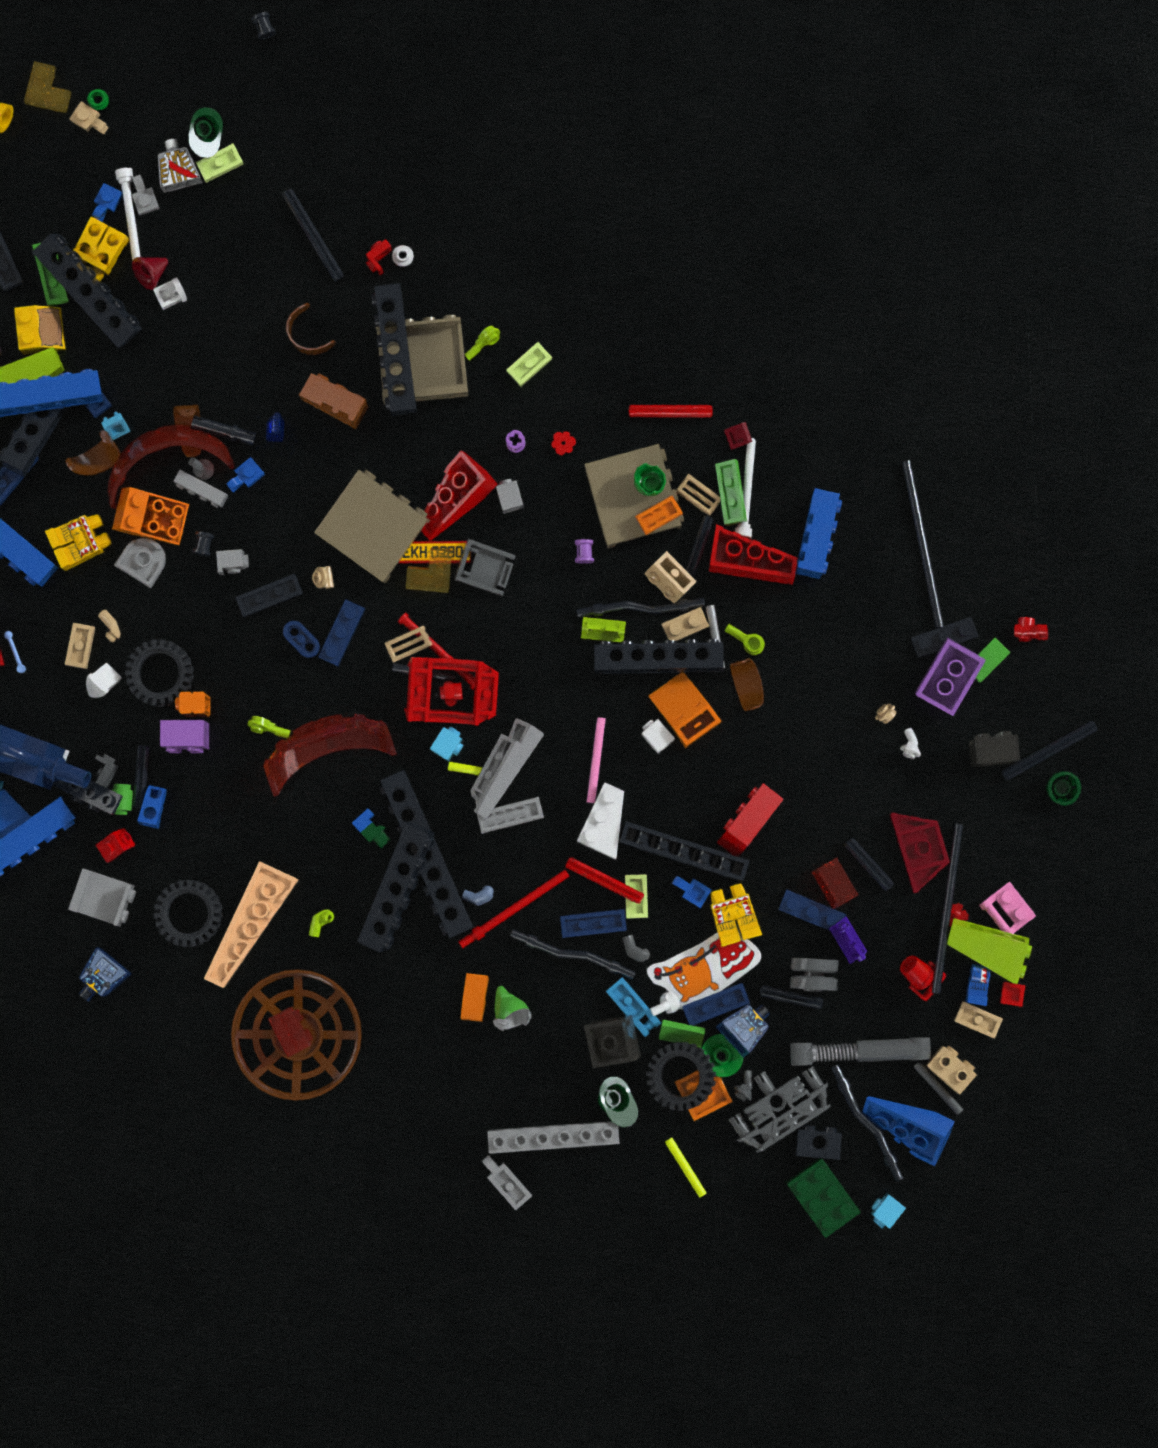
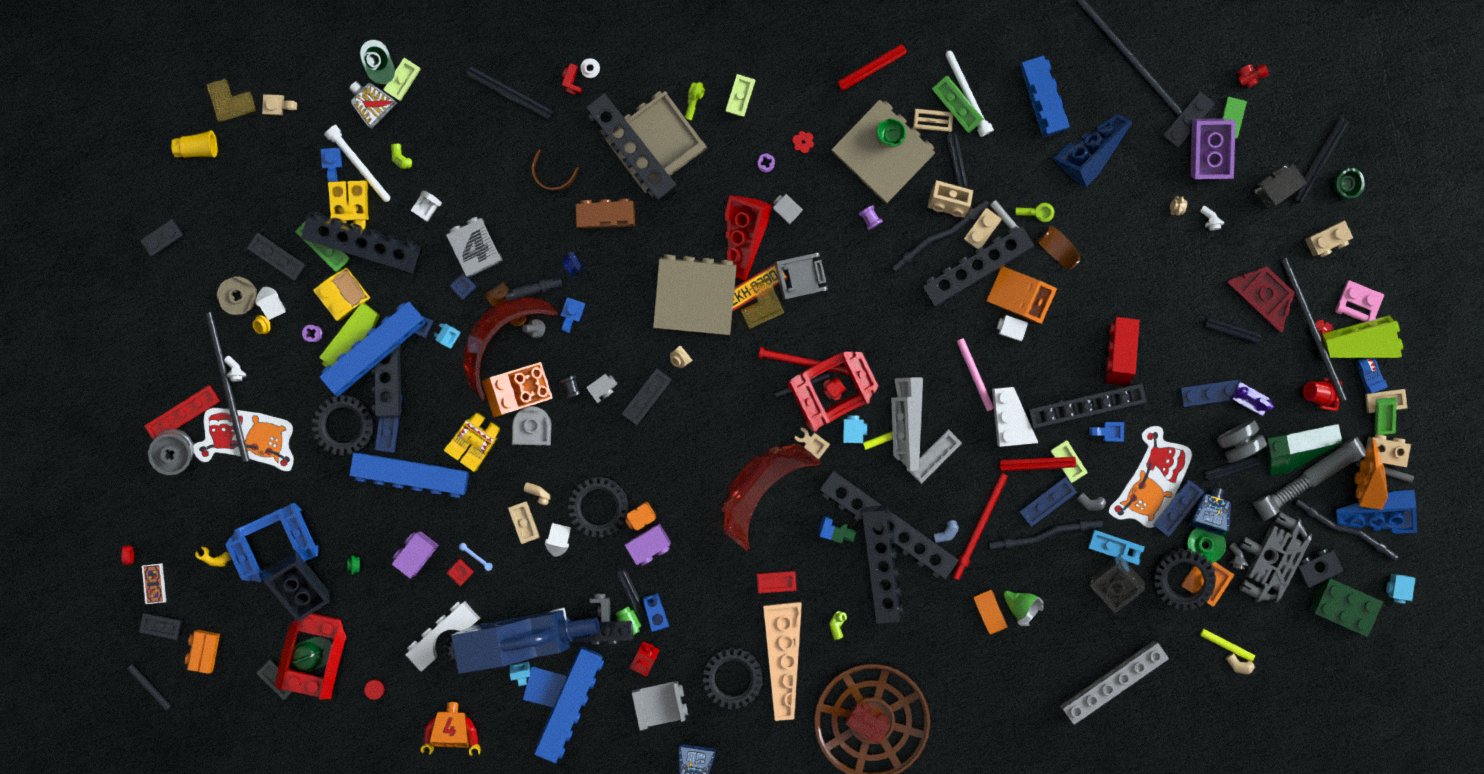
camera: 35 degrees left, 5 degrees up
(97, 459) = (447, 369): reddish brown piece -> none
(98, 94) = (269, 85): green plate -> none
(144, 198) = (360, 142): light grey plate -> none
(149, 270) = (399, 197): dark red hat -> none
(159, 389) = (463, 286): none -> dark blue tile
(171, 234) = (398, 158): none -> lime arm
(190, 358) = (473, 247): none -> light grey panel
(200, 488) = (546, 344): light grey piece -> none
(260, 724) = (700, 501): lime plate -> none
(286, 846) = (776, 582): none -> red tile
(302, 639) = (692, 415): dark blue plate -> none
(341, 633) = (720, 392): dark blue plate -> none
(401, 735) = (814, 444): none -> tan plate
(424, 637) = (786, 358): tan tile -> none
(507, 1183) = (1098, 738): light grey plate -> none
(603, 629) = (921, 270): lime hinge -> none
(618, 1102) = (1148, 627): piece -> none
(659, 515) = (914, 156): orange plate -> none
(668, 1002) = (1141, 528): white plate -> none
(680, 1032) = (1165, 545): bright green tile -> none
(684, 1195) = (1240, 667): none -> tan arm
(731, 910) = (1146, 430): yellow hips -> none
(738, 435) = (937, 55): dark red plate -> none
(750, 559) = (1001, 148): red wedge -> none
(828, 615) = (1089, 155): none -> dark blue wedge
(834, 883) = (1215, 361): clear red hinge -> none
(864, 1015) = (1295, 449): none -> dark green wedge
(919, 1085) = (1371, 479): none -> orange slope
(968, 1033) = (1385, 416): none -> bright green tile
(1012, 994) = (1401, 366): red plate -> none
(1013, 829) = (1325, 240): none -> tan brick

